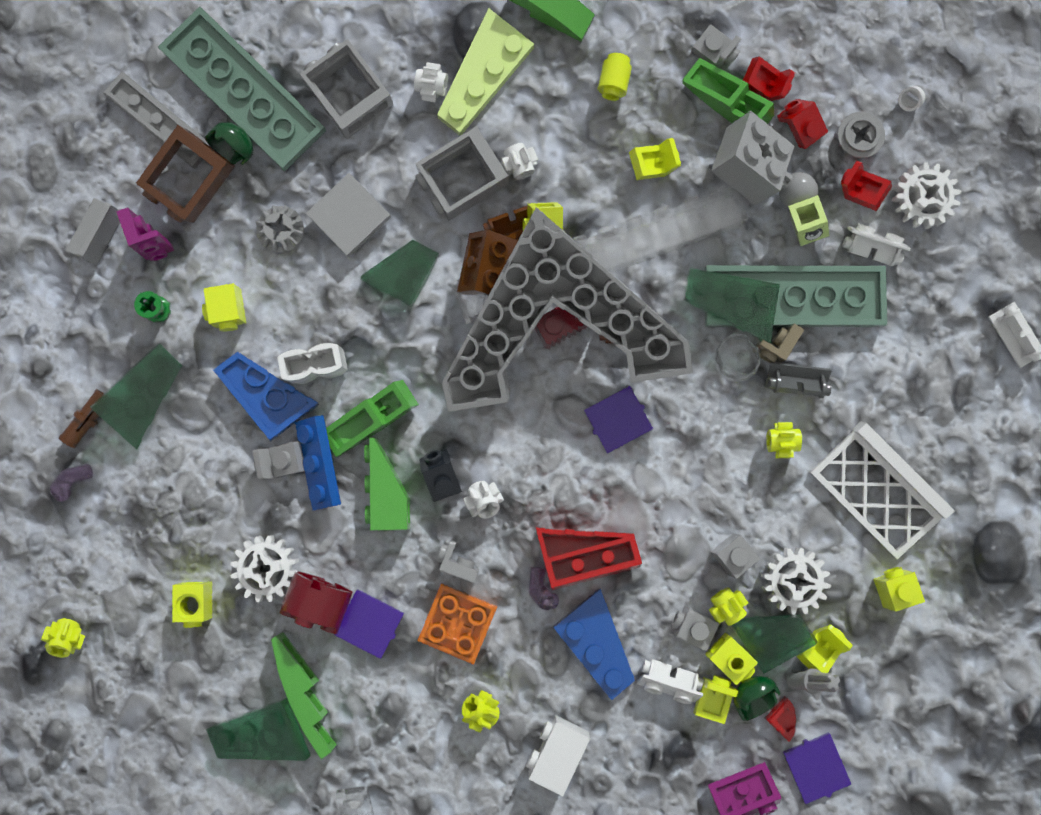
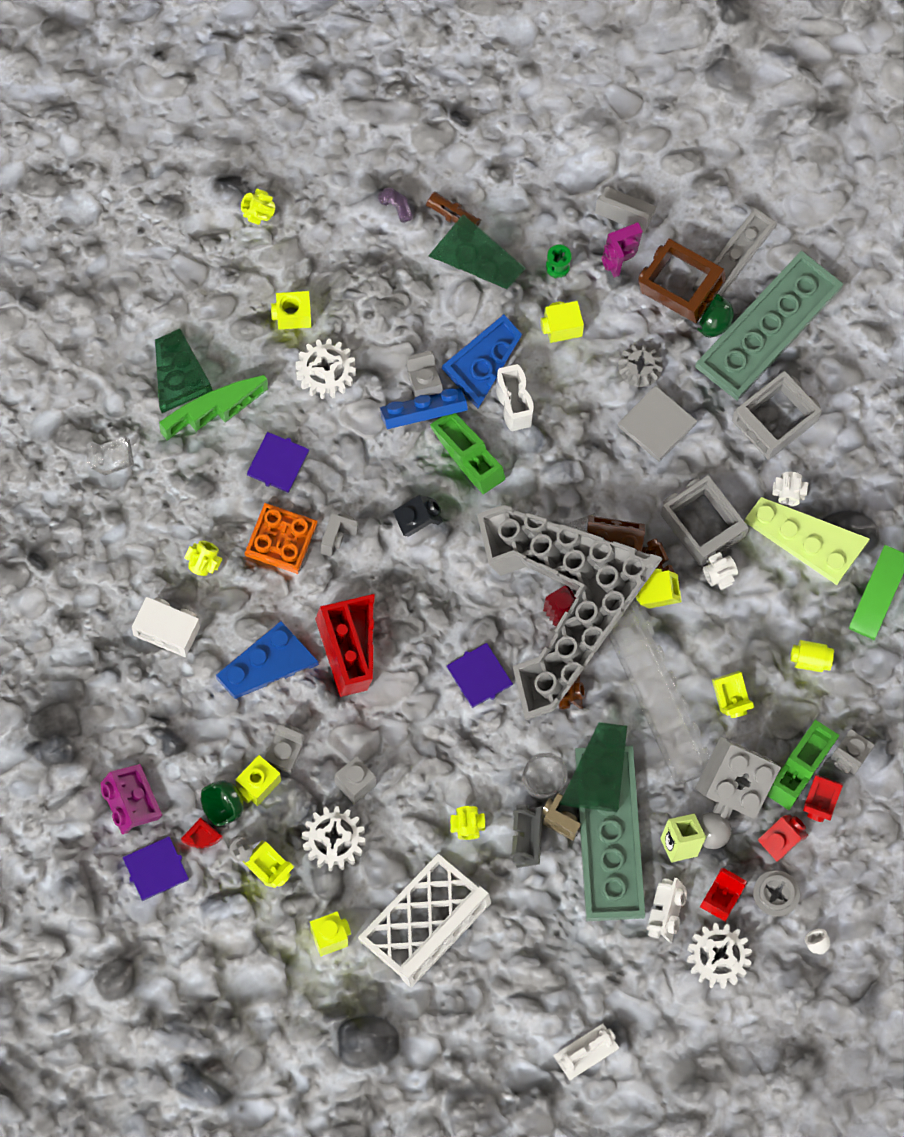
camera: 85 degrees right, 15 degrees down
(316, 601) = (298, 410): dark red brick -> none
(388, 498) = (397, 469): bright green slope -> none
(403, 272) = (607, 475): clear green wing -> none
(483, 499) = (397, 552): white gear -> none
(538, 592) = (311, 609): clear purple arm -> none
(682, 686) = (236, 717): white hinge -> none
(715, 699) = (219, 766): neon yellow bracket -> none
(728, 606) = (307, 775): neon yellow gear -> none
(774, 638) = (278, 818): clear green wing -> none

